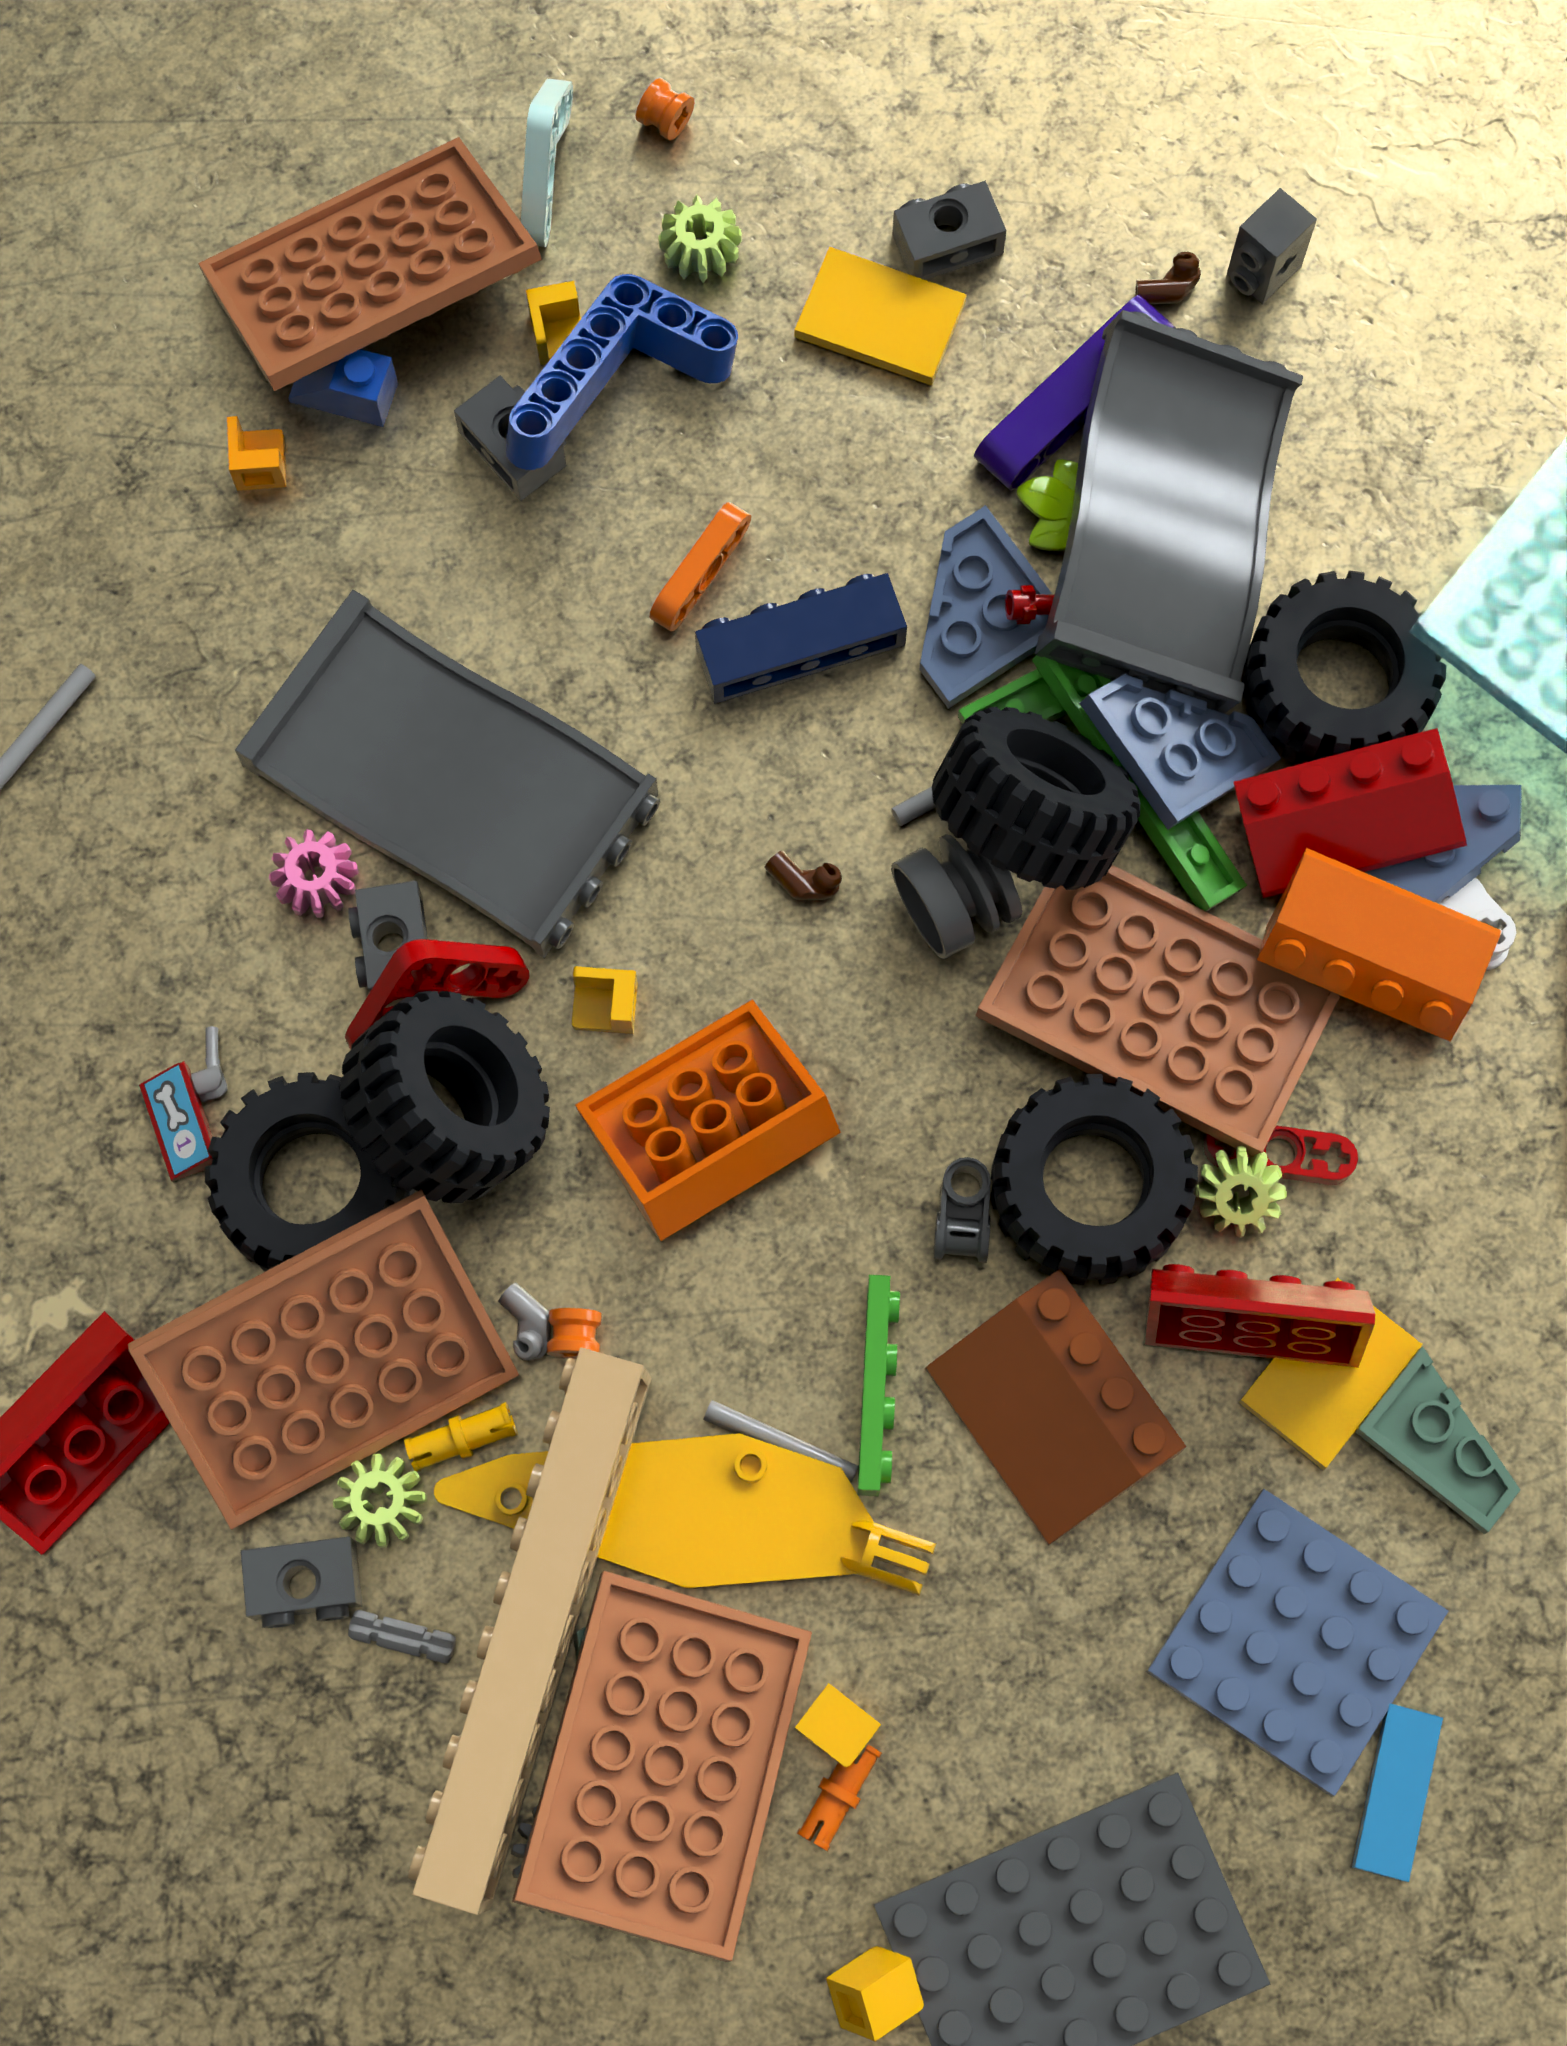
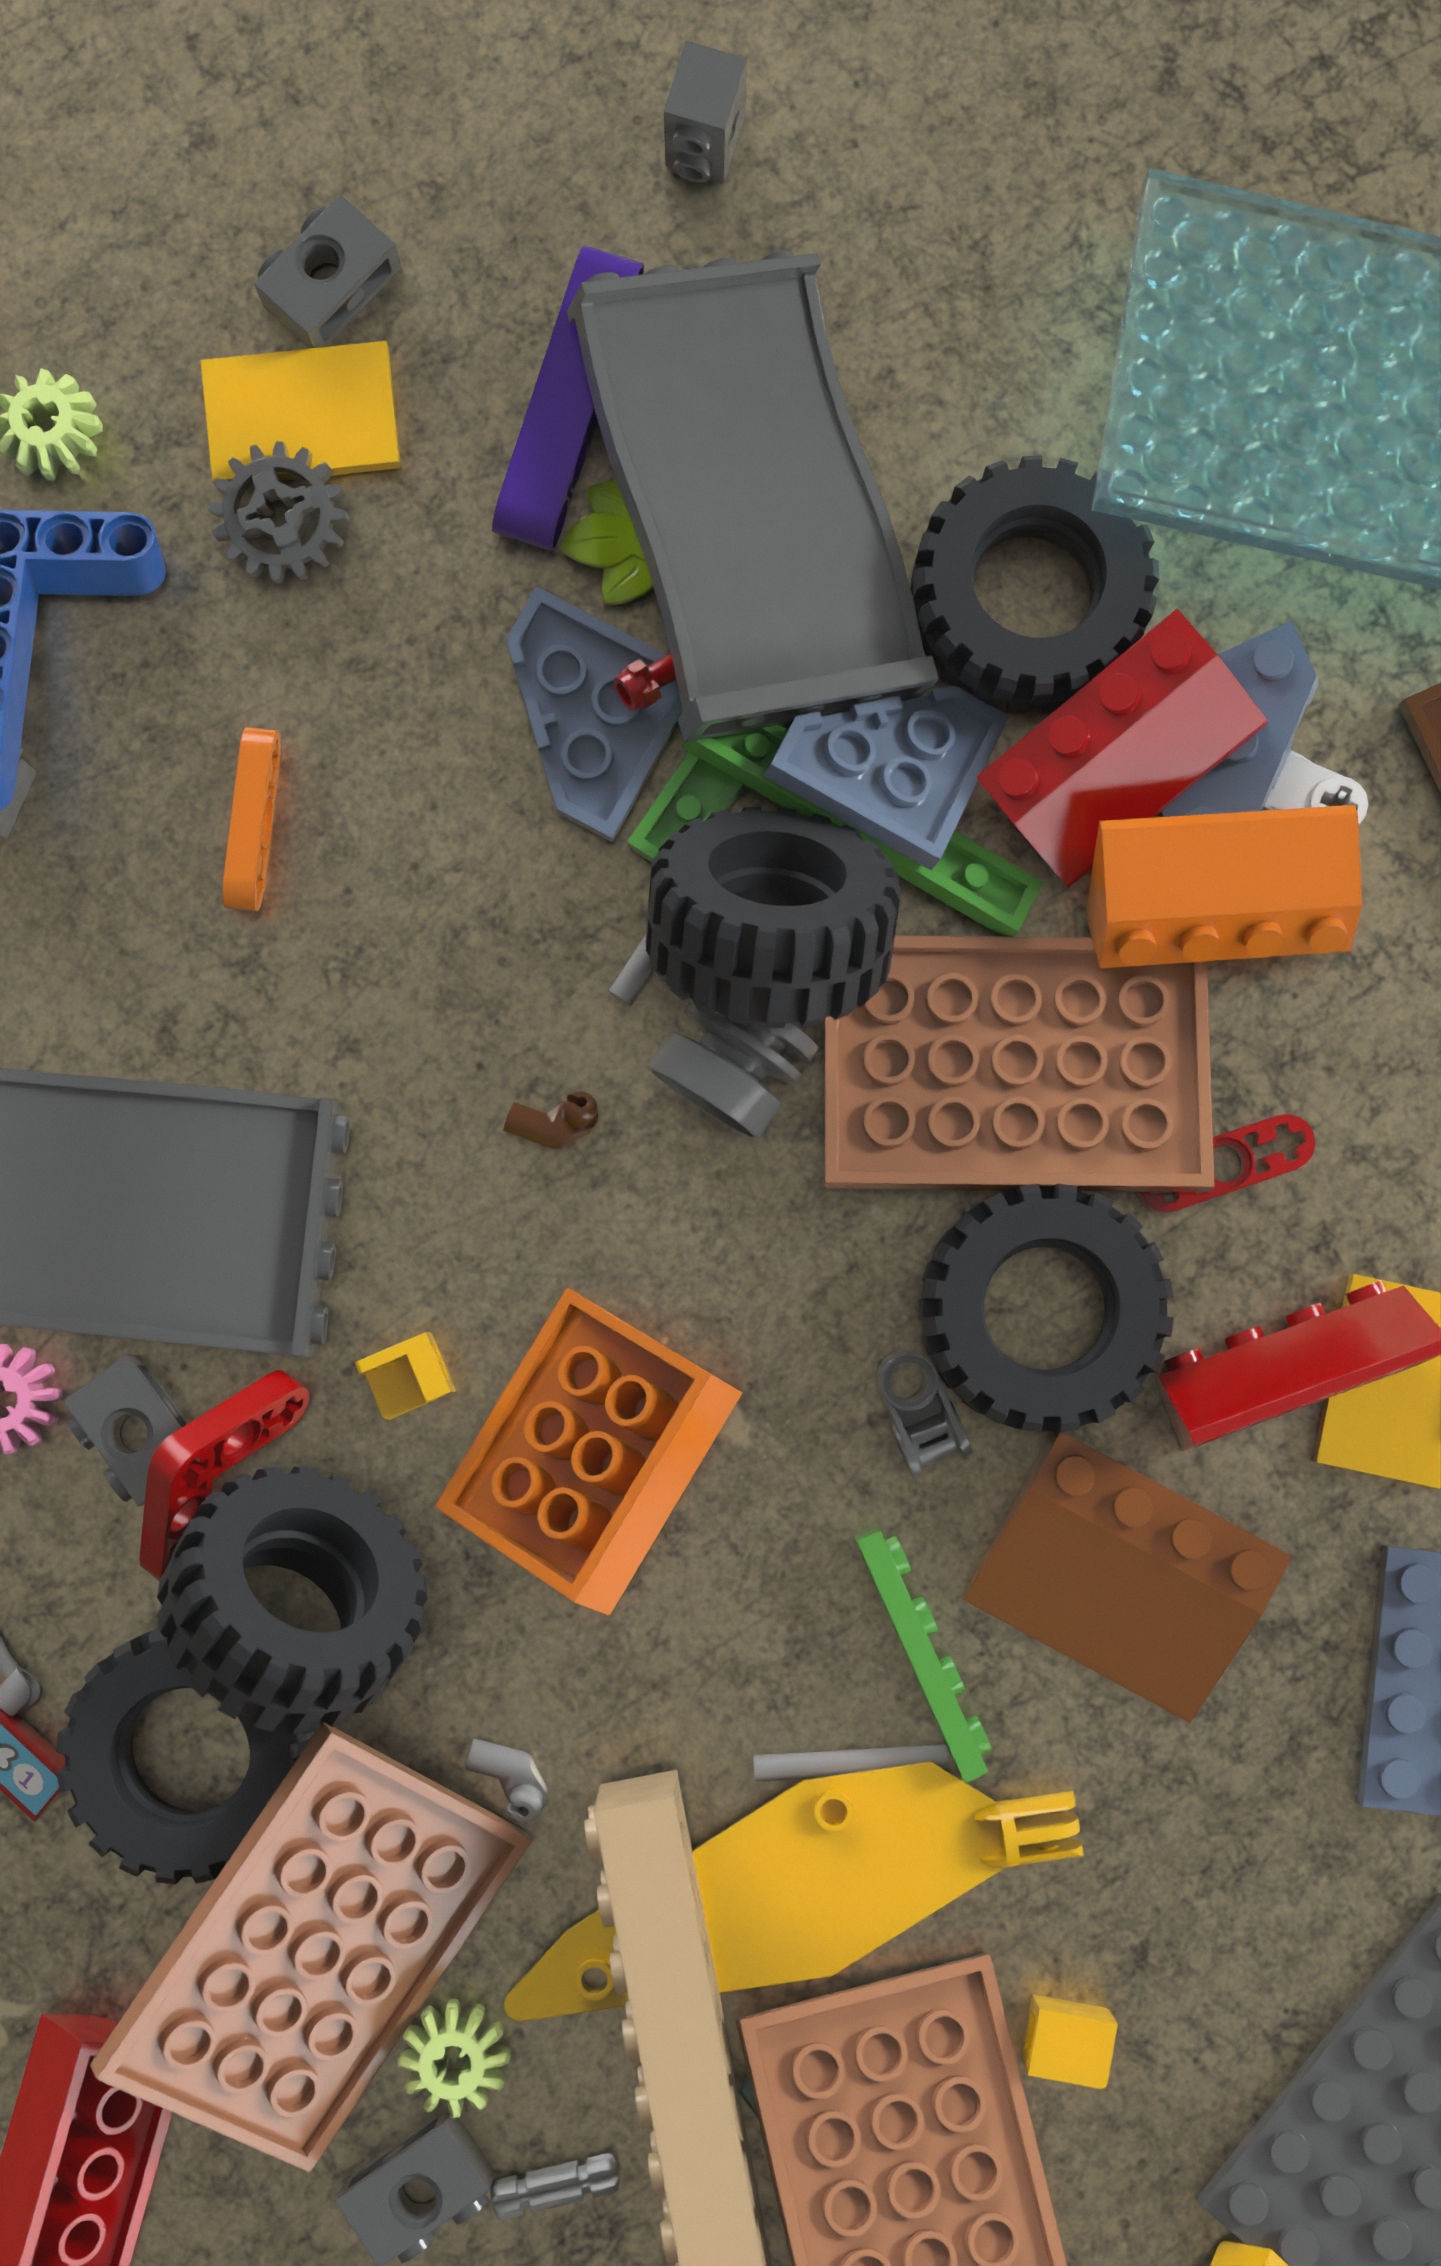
camera: 30 degrees left, 10 degrees up
(460, 1437) = (504, 1941): yellow pin -> none
(573, 1330) = (568, 1765): orange wheel -> none
(800, 637) = (407, 845): dark blue brick -> none
(836, 1798) = (1104, 2118): orange pin -> none
(848, 376) = (251, 520): none -> dark grey gear
(1175, 284) = (615, 209): reddish brown arm -> none
(1228, 1208) = (1208, 1237): yellowish green gear -> none

